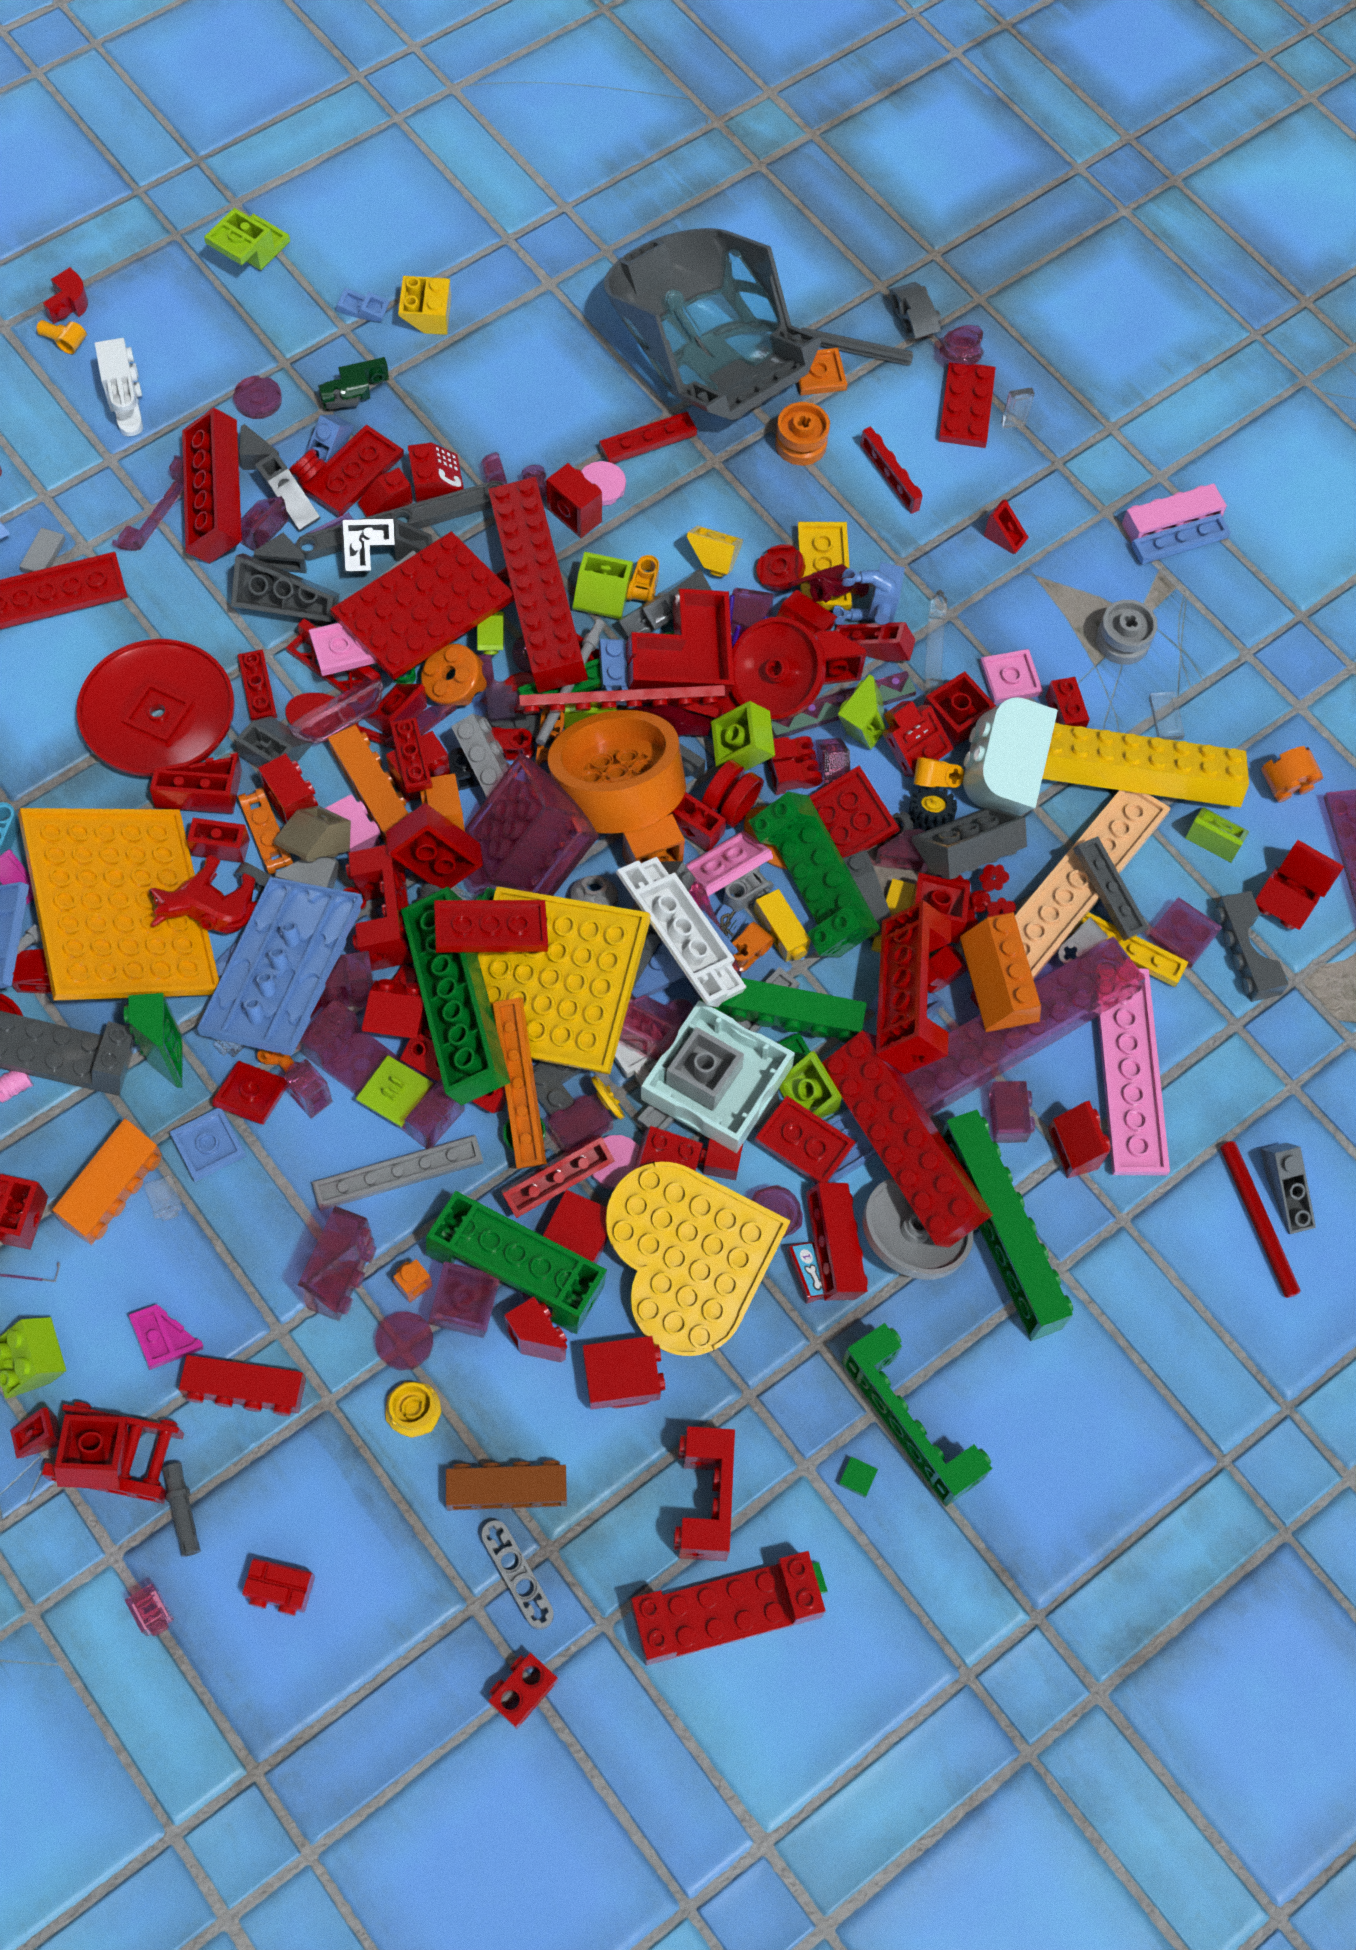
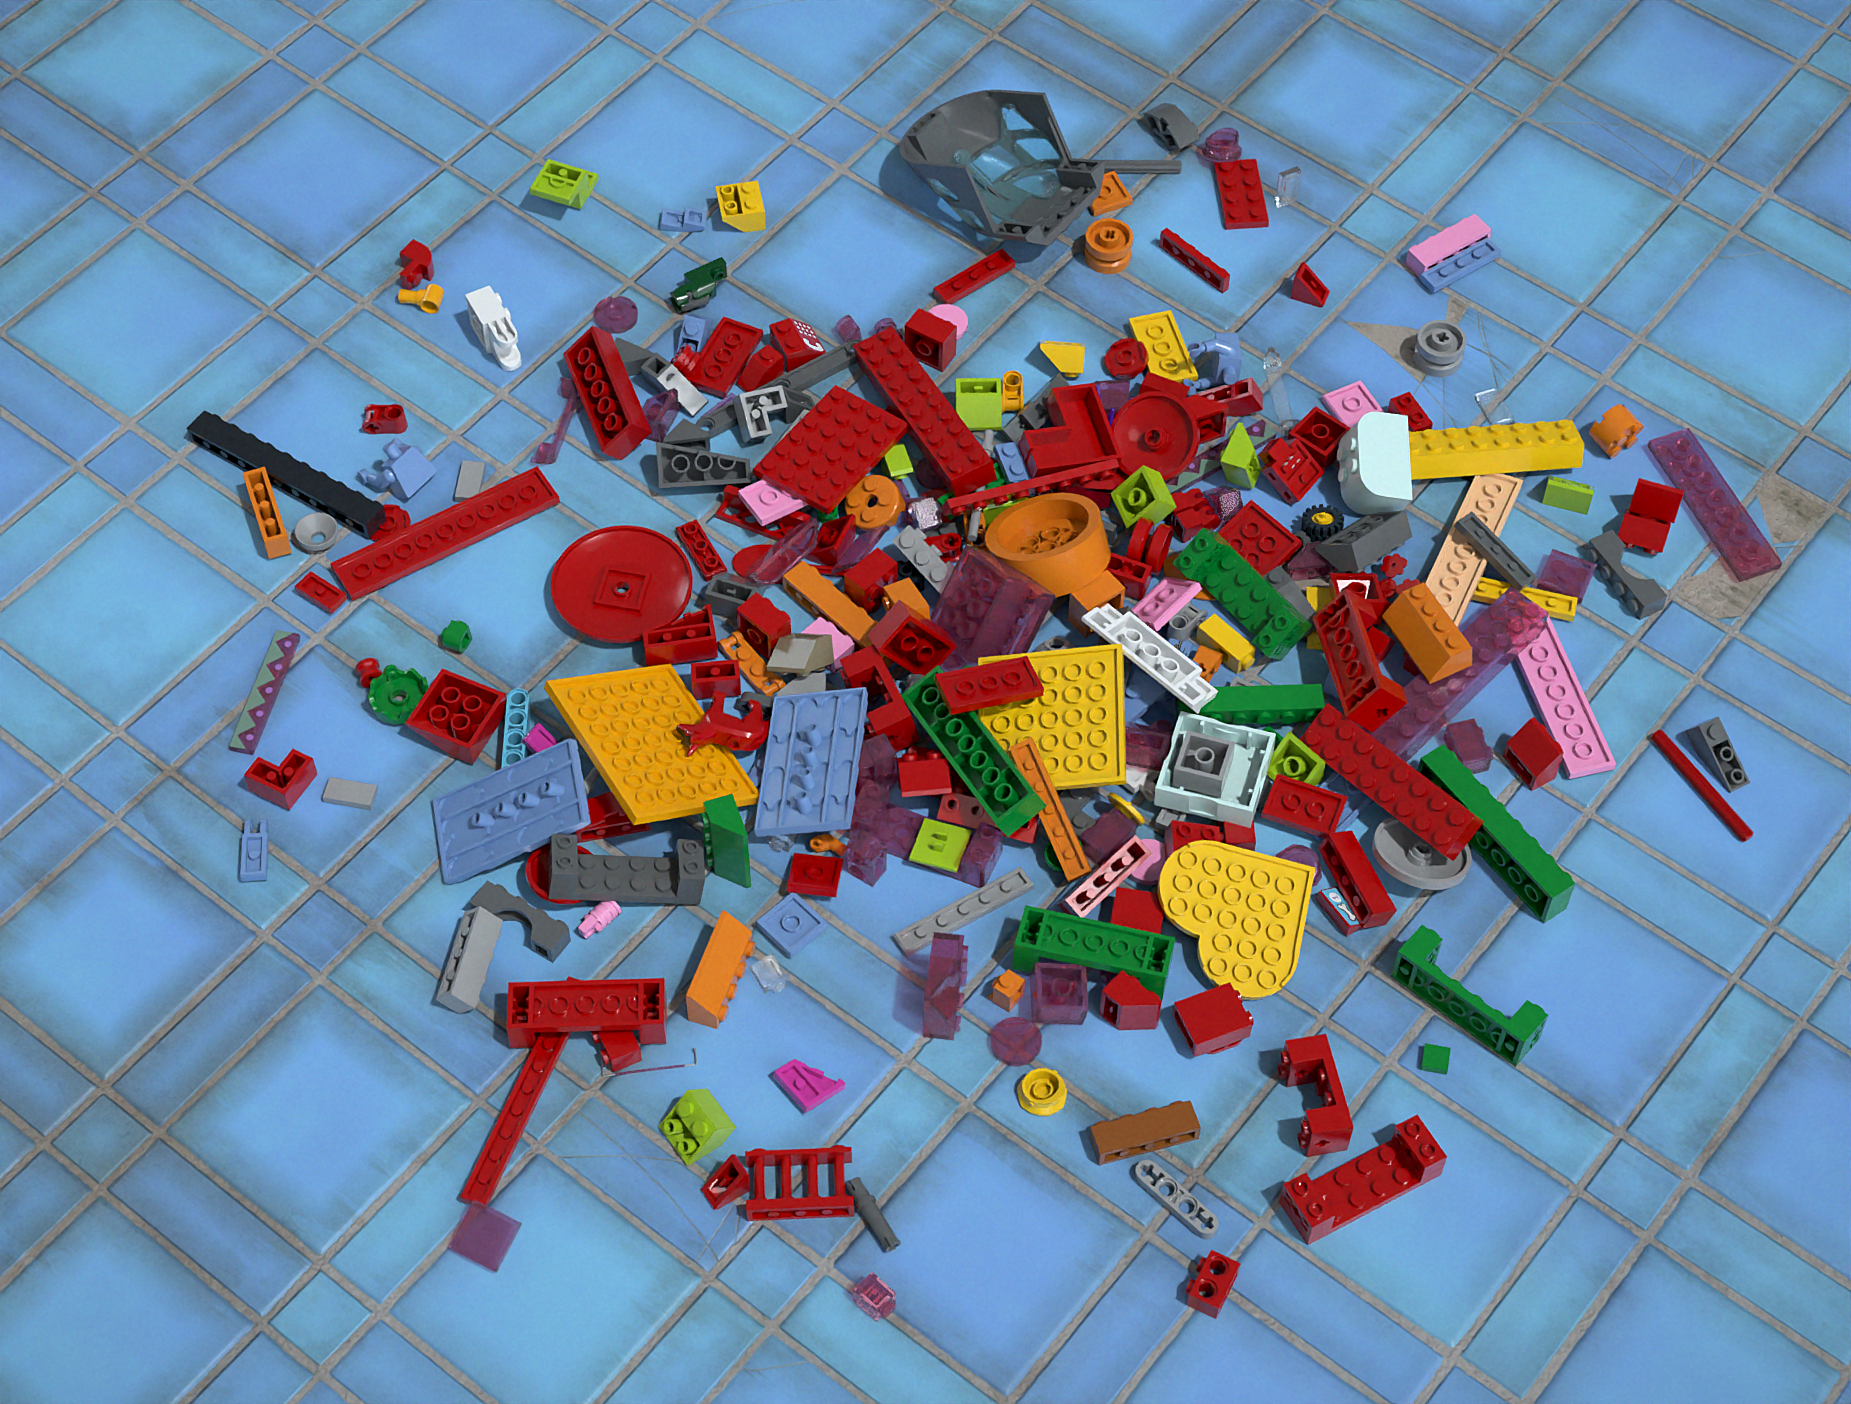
camera: 10 degrees left, 10 degrees down
(91, 1452) = (787, 1177): red brick -> none
(242, 1385) = (891, 1105): red brick -> none
(278, 1586) = (978, 1253): red brick -> none
(414, 765) = (867, 569): red tile -> none
(829, 583) = (1177, 359): dark red animal -> none
(937, 773) = (1318, 493): light orange piece -> none
(1084, 939) = (1484, 597): light grey piece -> none

